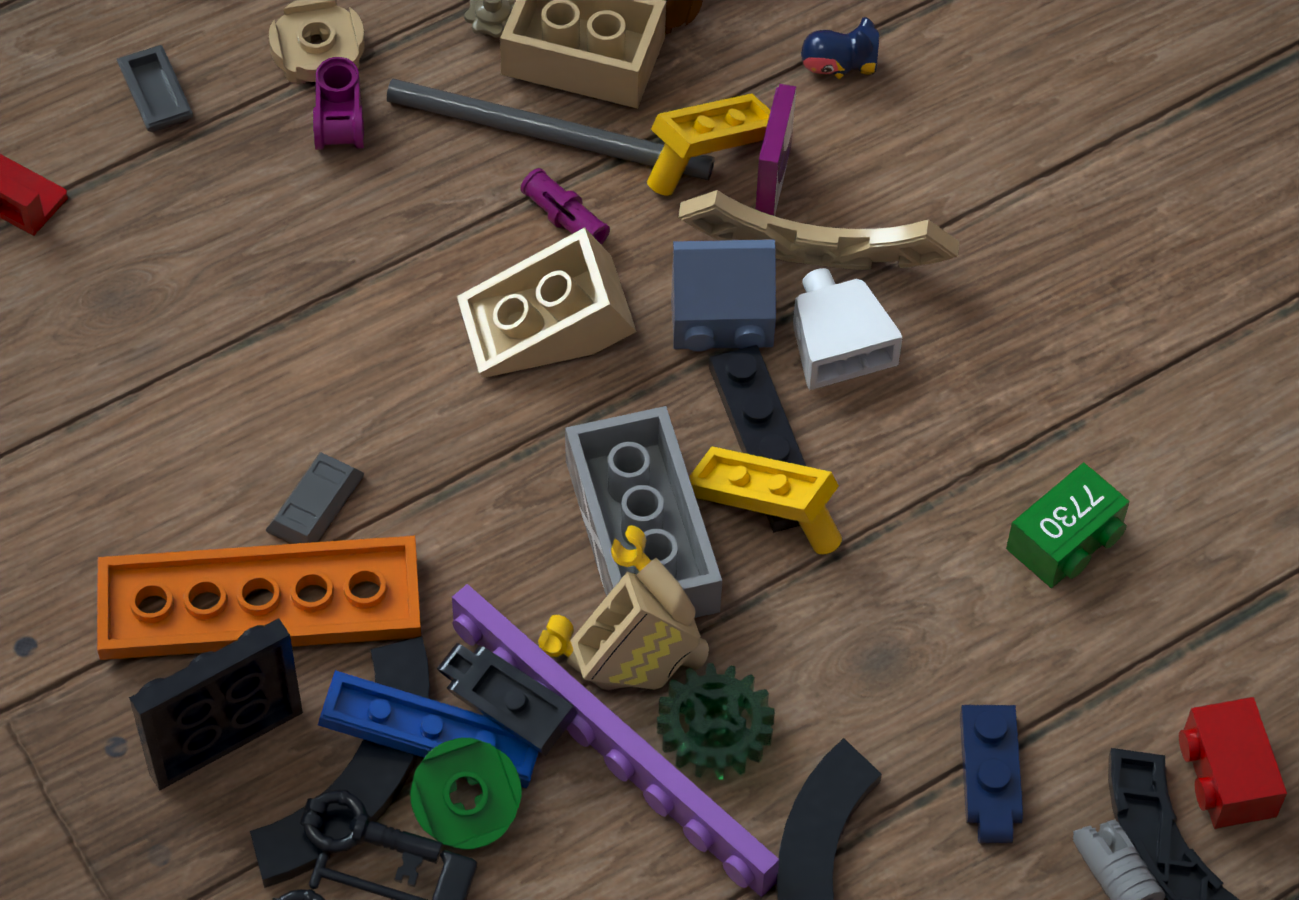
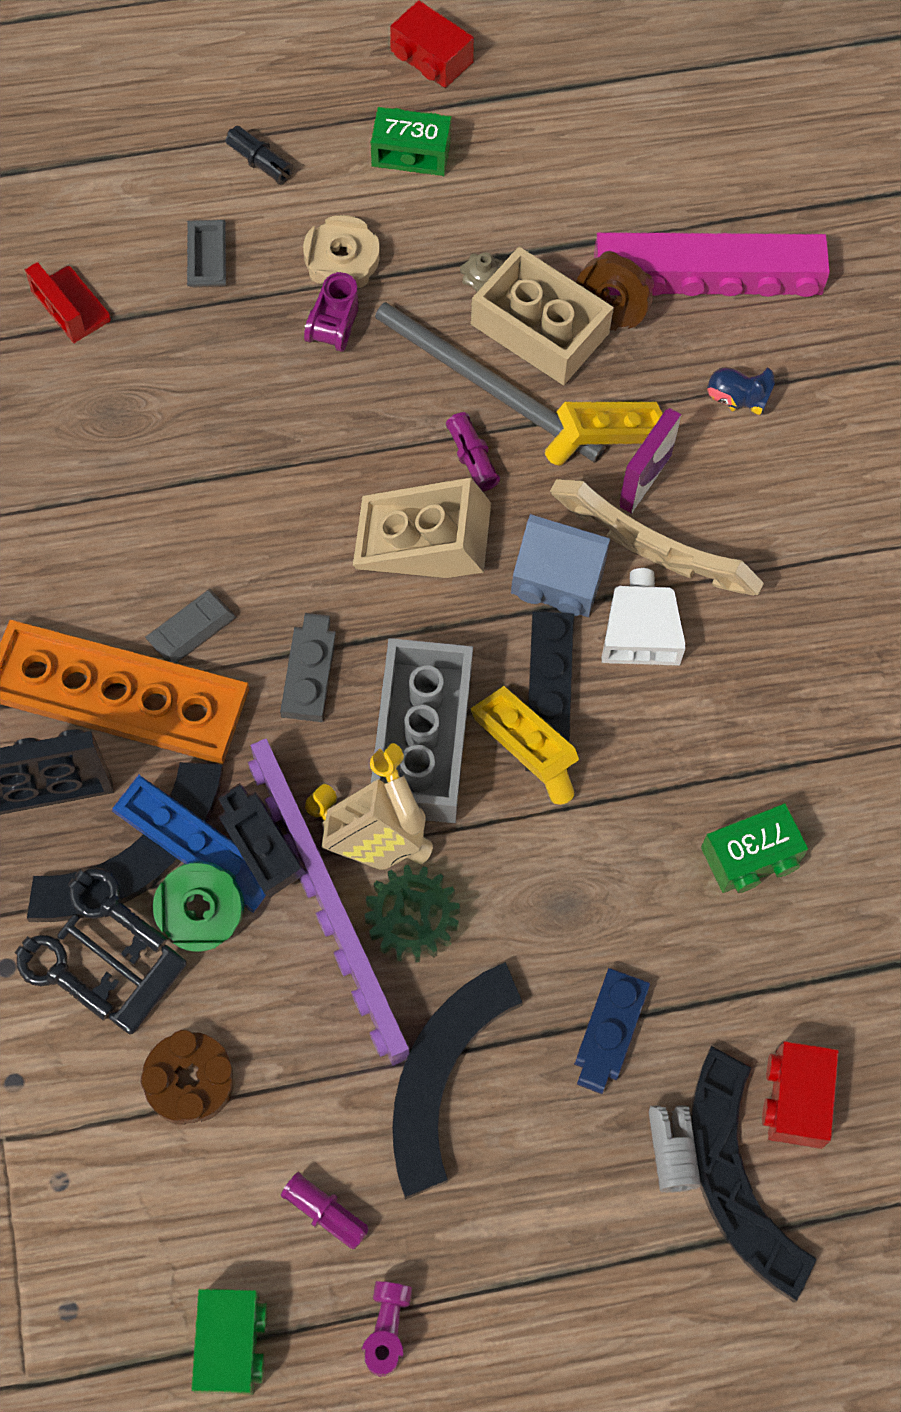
camera: 20 degrees right, 10 degrees up
(477, 503) = (309, 669): none -> dark grey hinge

